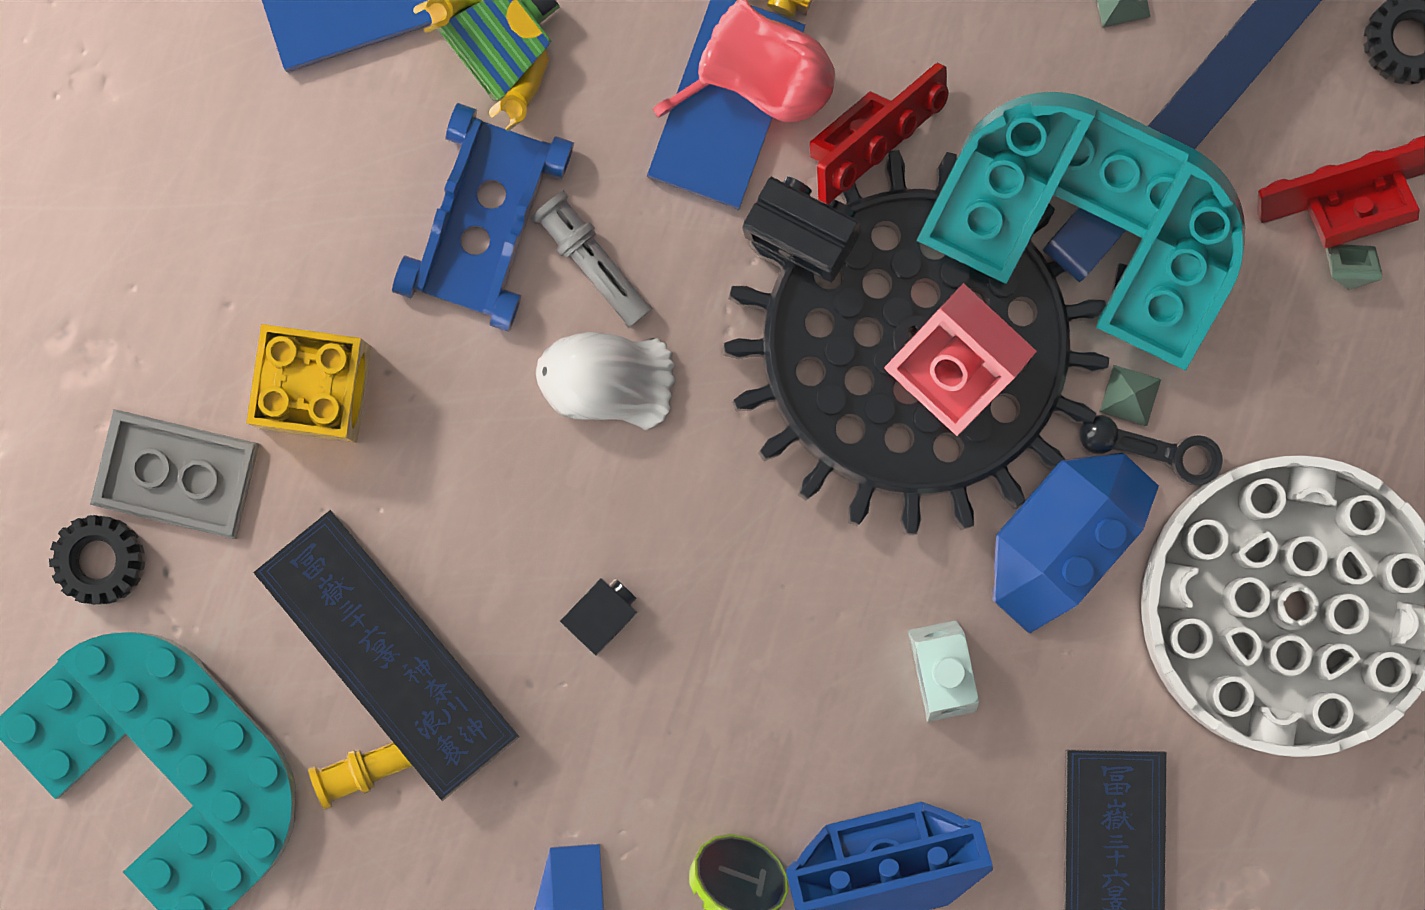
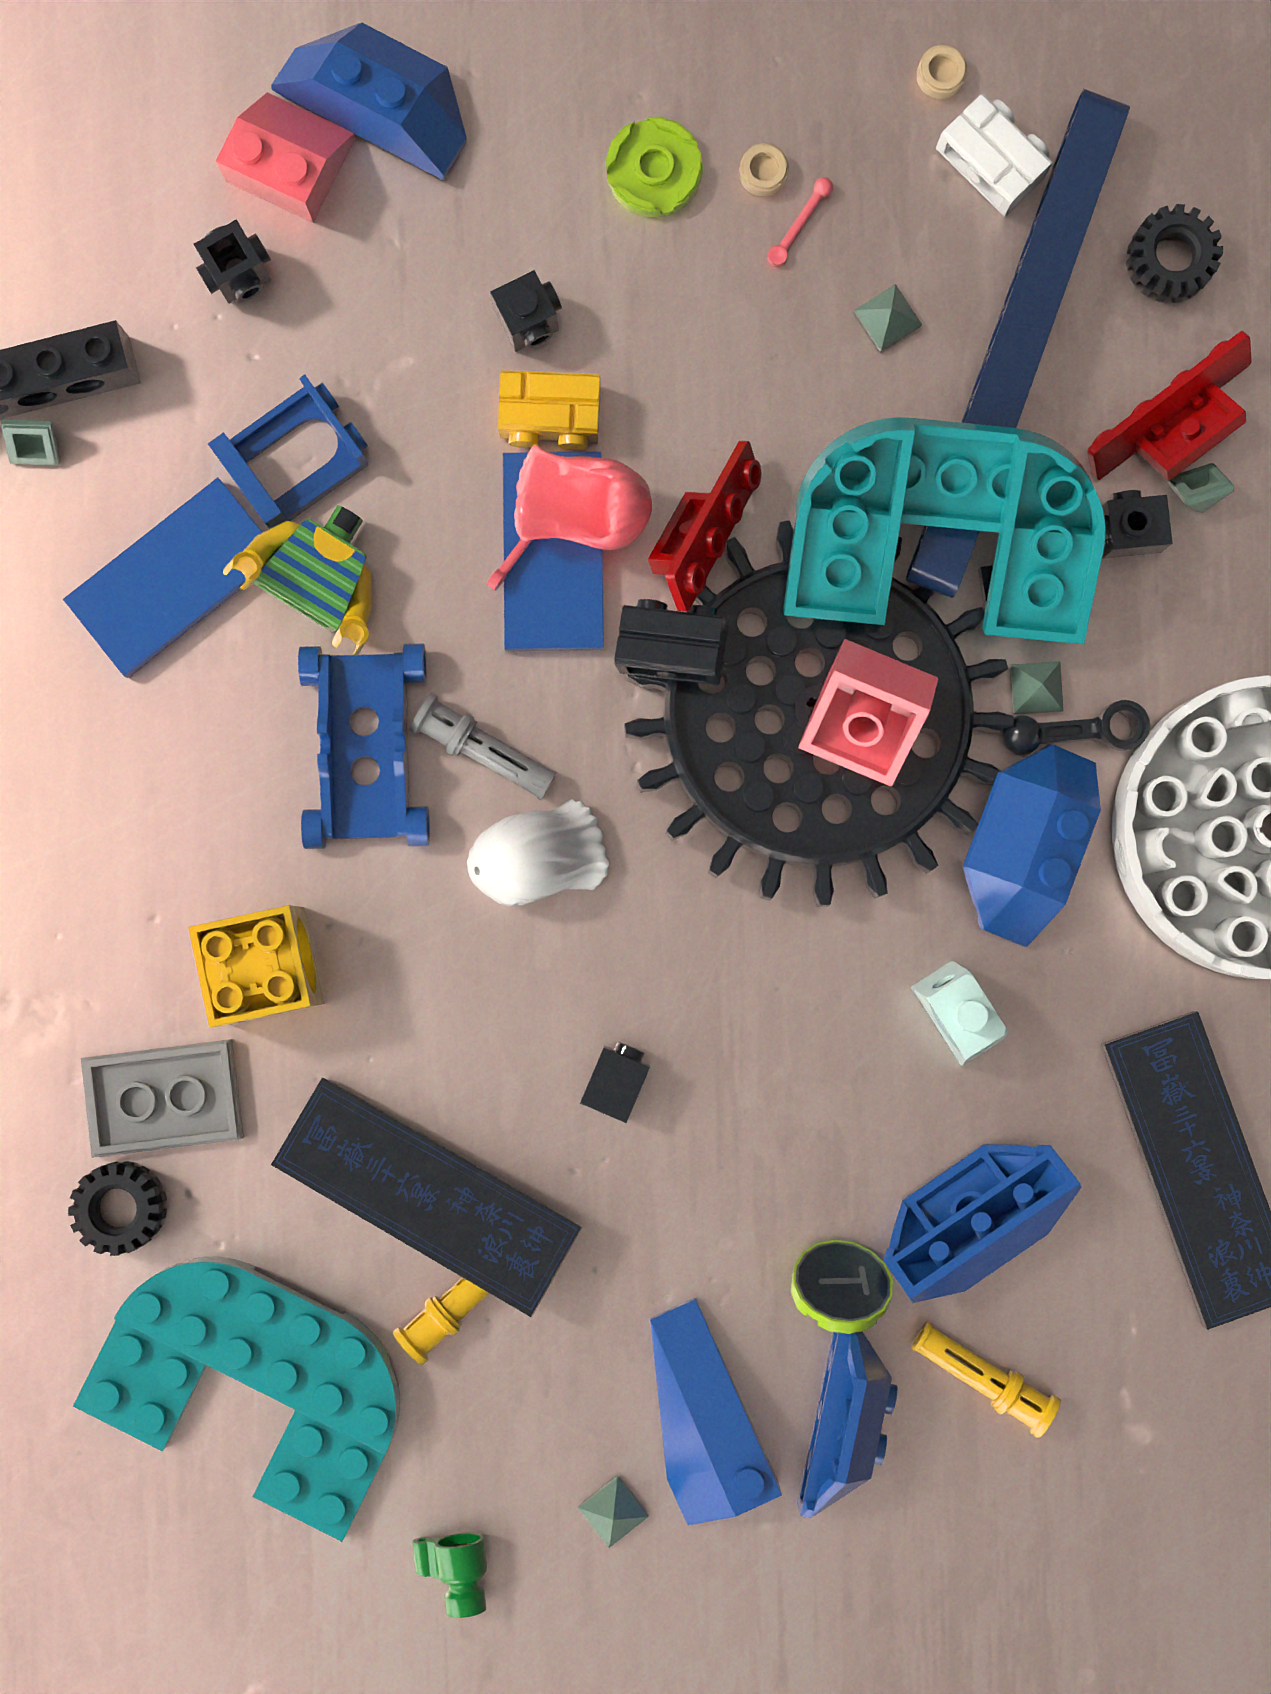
camera: 20 degrees left, 0 degrees up
(1276, 276) = (1136, 524): none -> black brick

